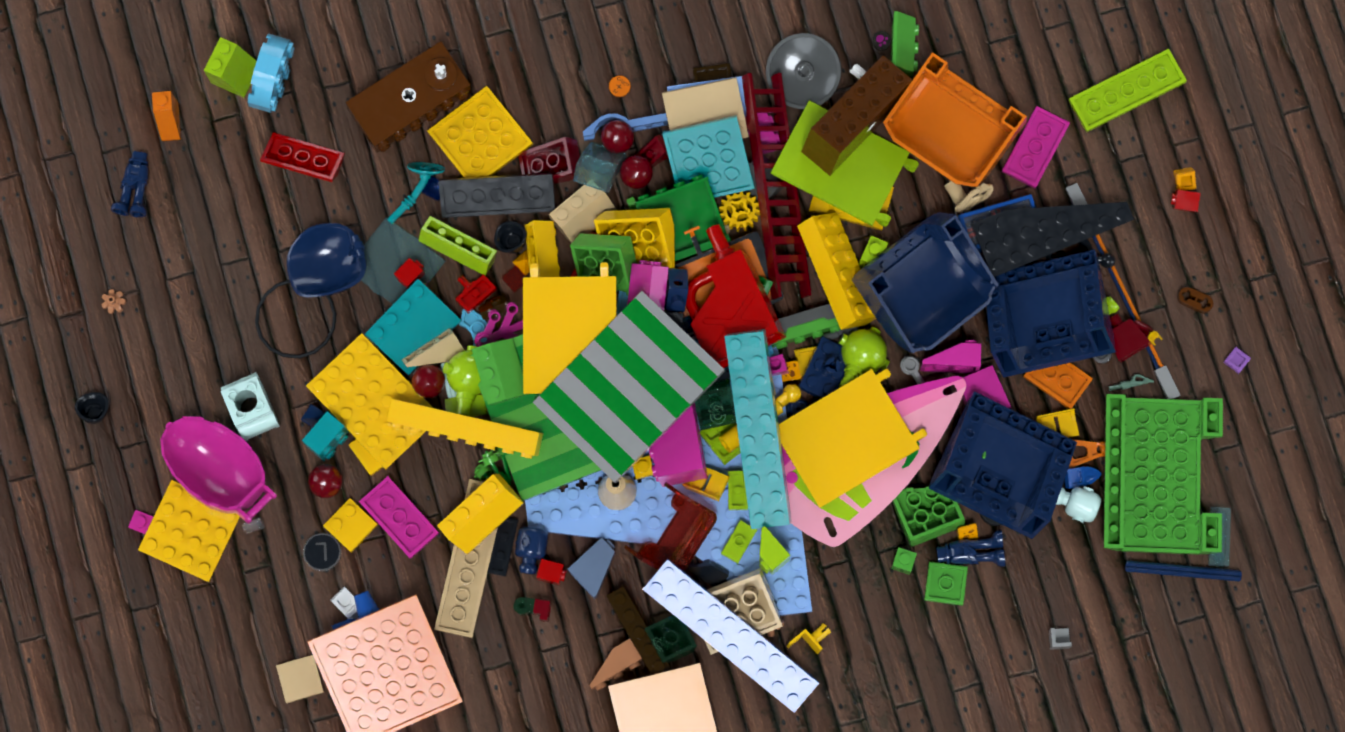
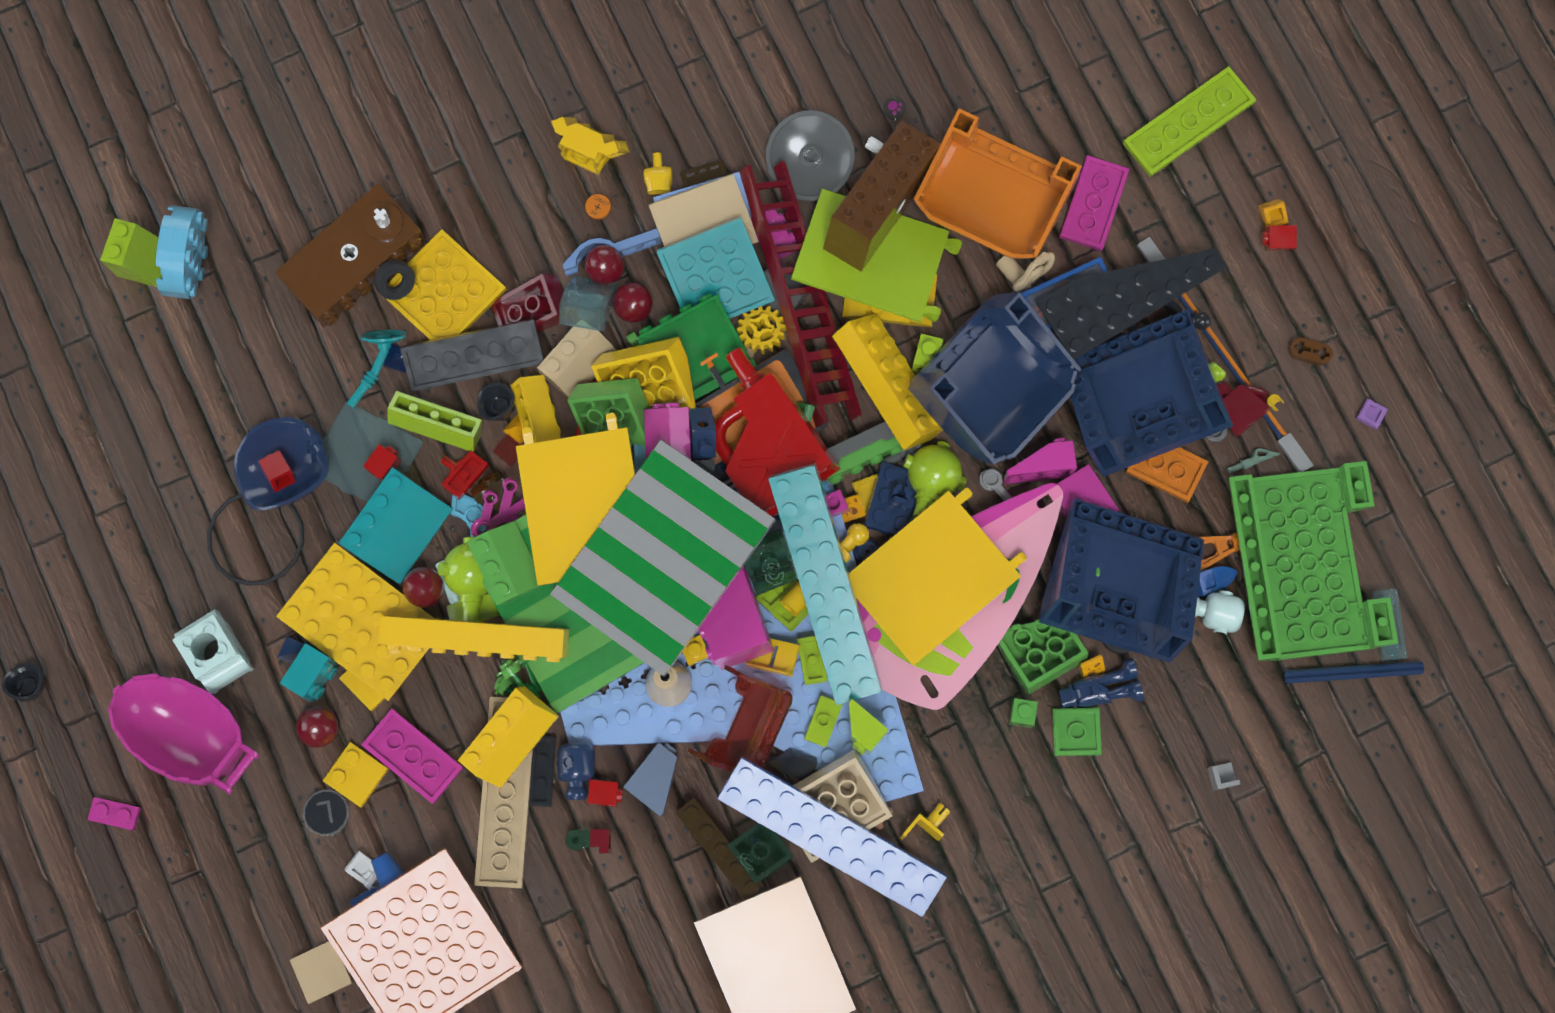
camera: 10 degrees left, 0 degrees up
(116, 303) = (34, 551): nougat plant -> none
(134, 178) = (39, 401): dark blue piece -> none
(166, 115) = (66, 320): orange slope -> none
(188, 533) = (160, 817): yellow plate -> none
(253, 526) = (238, 794): clear tile -> none
(302, 157) = (236, 346): red slope -> none
(322, 267) = (277, 471): none -> red brick
(437, 350) = (427, 550): tan slope -> none
(448, 130) = (385, 271): none -> black tyre
(618, 33) = (586, 145): none -> yellow slope
(619, 660) = (703, 886): nougat slope -> none
(654, 151) = (651, 274): dark red slope -> none
(673, 70) = (658, 178): none -> yellow piece
(903, 43) = (920, 103): bright green slope -> none
(1066, 422) = (1185, 516): yellow piece -> none

